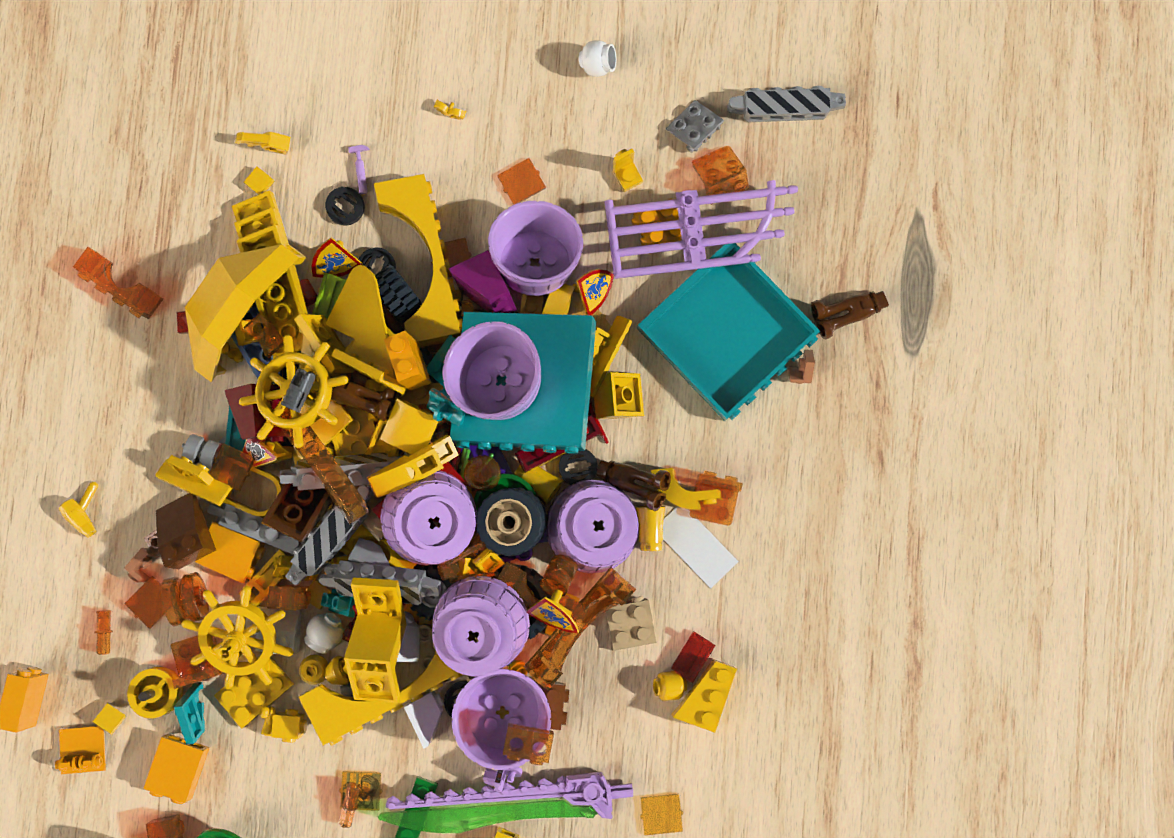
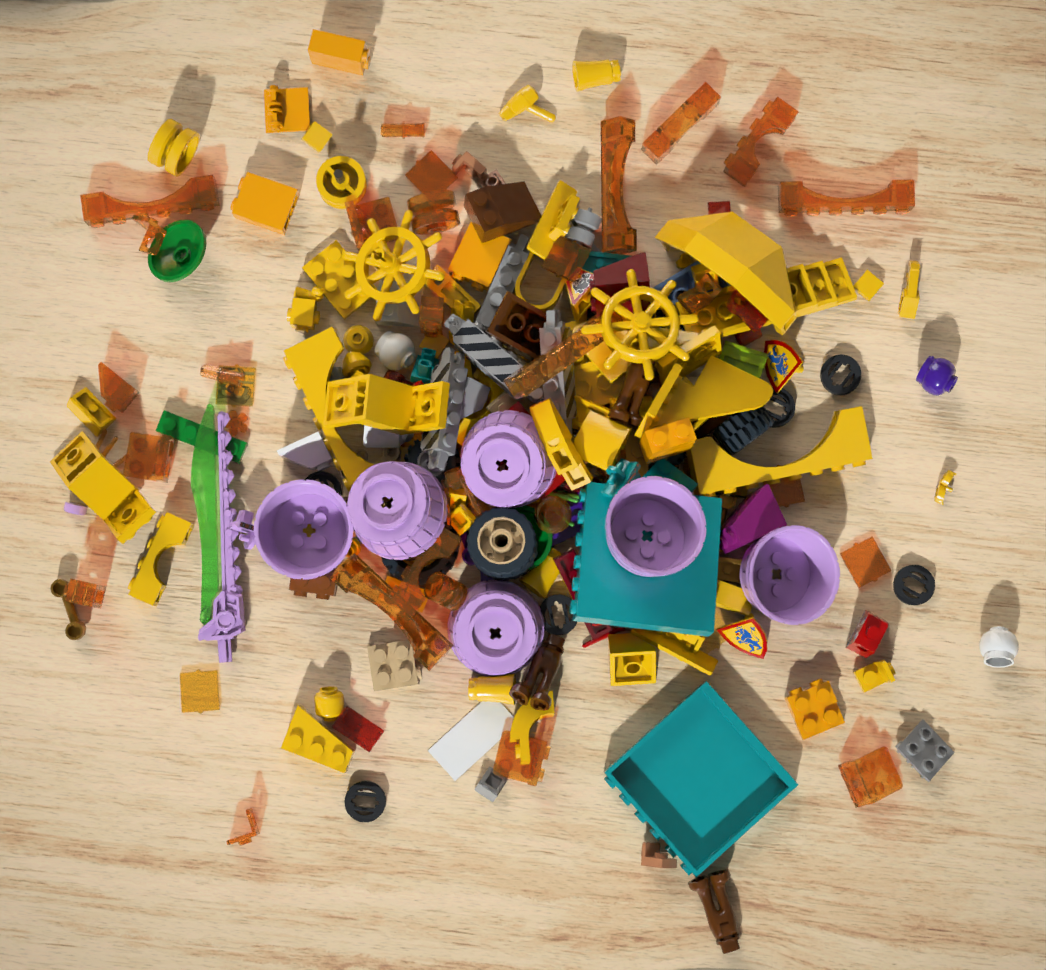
camera: 90 degrees right, 0 degrees up
(48, 443) = (595, 73): none -> yellow plant
(89, 351) = (669, 133): none -> clear orange arch
(113, 421) = (616, 139): none -> clear orange arch
(174, 247) = (796, 199): none -> clear orange arch
(191, 713) = (318, 218): teal wing -> none
(282, 289) = (747, 312): none -> clear red piece
(298, 390) = (639, 331): dark grey hinge -> none
(344, 115) = (937, 376): none -> dark purple piece
(360, 167) = (880, 391): lavender piece -> none
(397, 788) = (236, 423): none -> clear orange plant
(529, 736) = (285, 557): clear orange brick -> none
(542, 150) = (898, 585): none -> black piece
(553, 613) = (407, 584): shield -> none
(589, 176) = (867, 634): none -> red torso
(691, 225) = (805, 742): lavender piece -> none
(741, 527) = (490, 785): none -> light grey slope
(754, 634) = (350, 806): none -> black piece
(786, 104) = (947, 852): light grey hinge -> none
(801, 762) = (246, 838): none -> clear orange bracket

